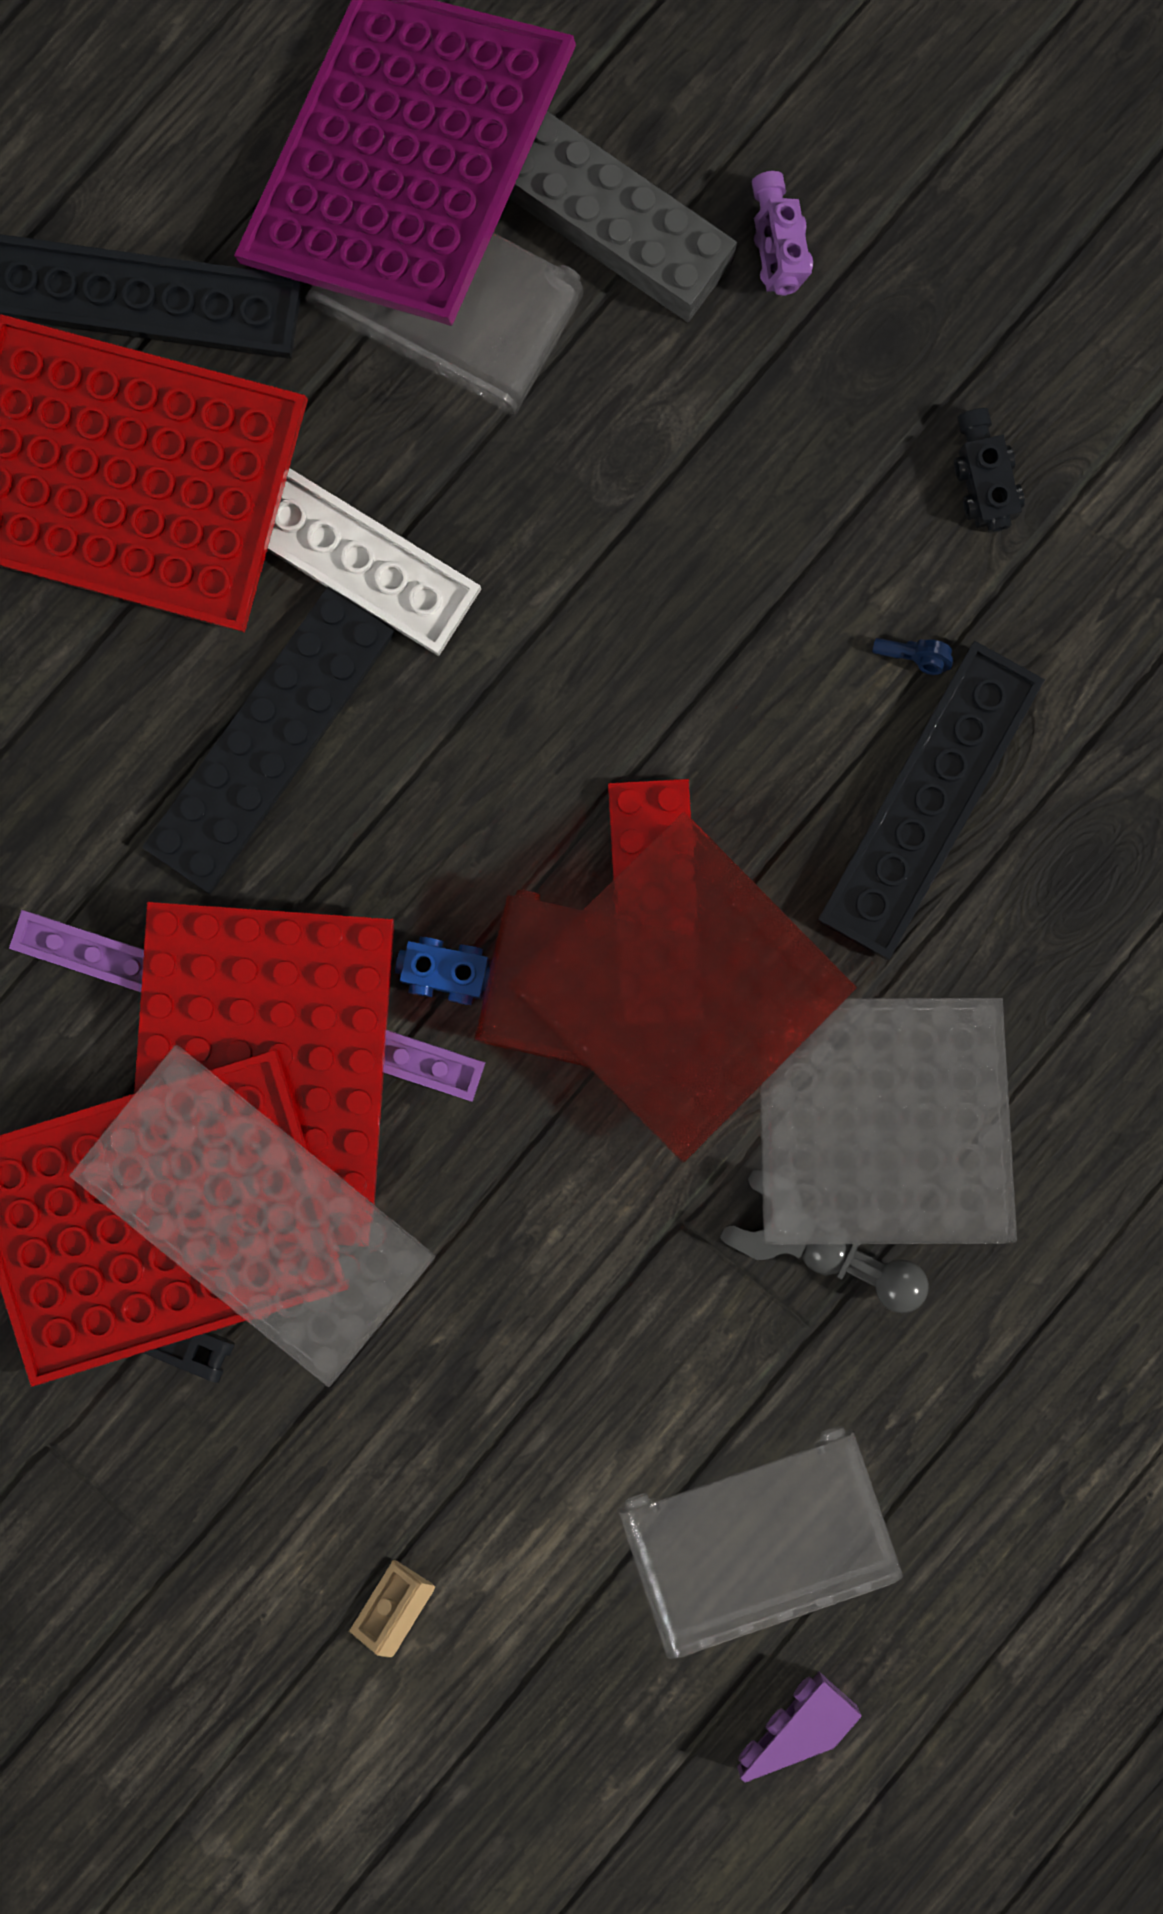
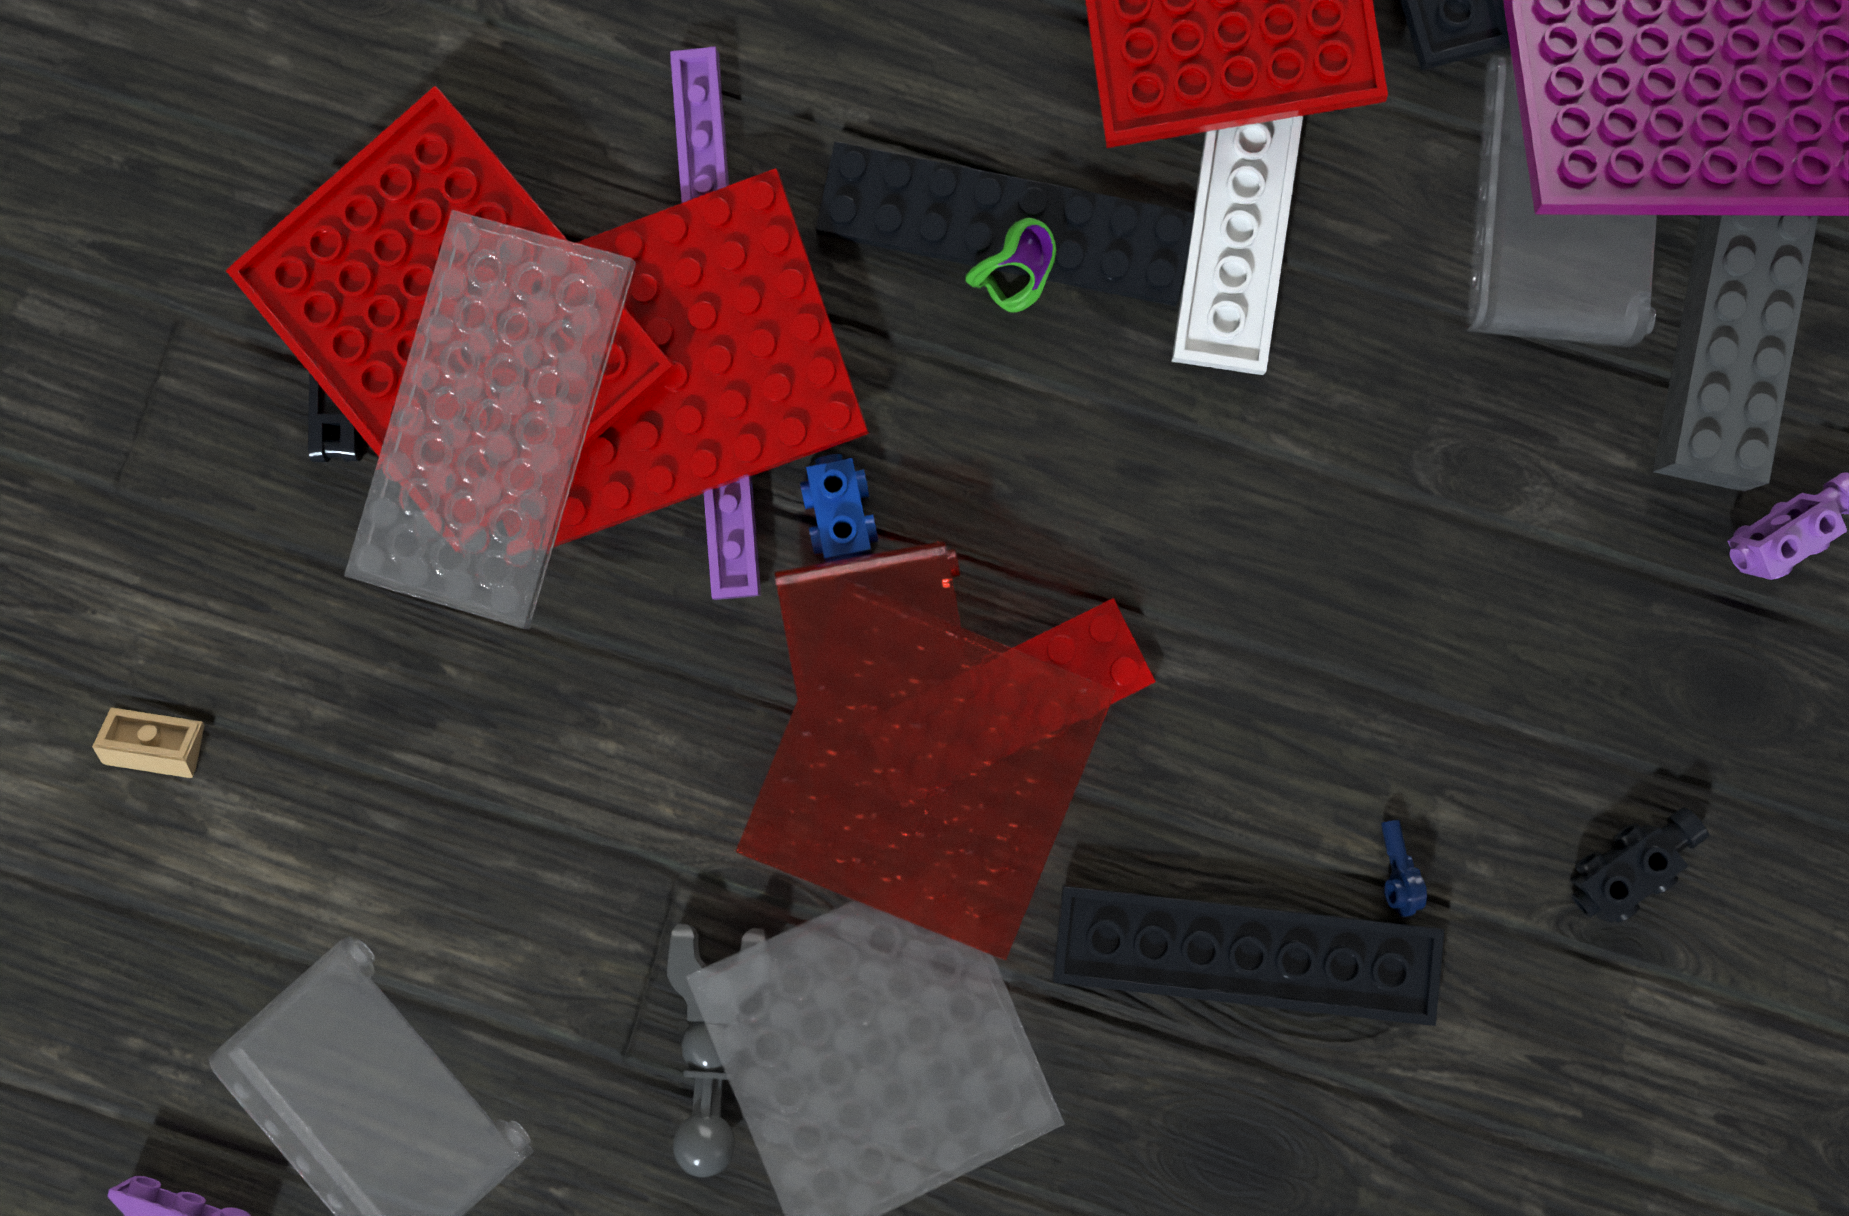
camera: 70 degrees right, 0 degrees up
(300, 728) = (1026, 245): none -> bright green piece

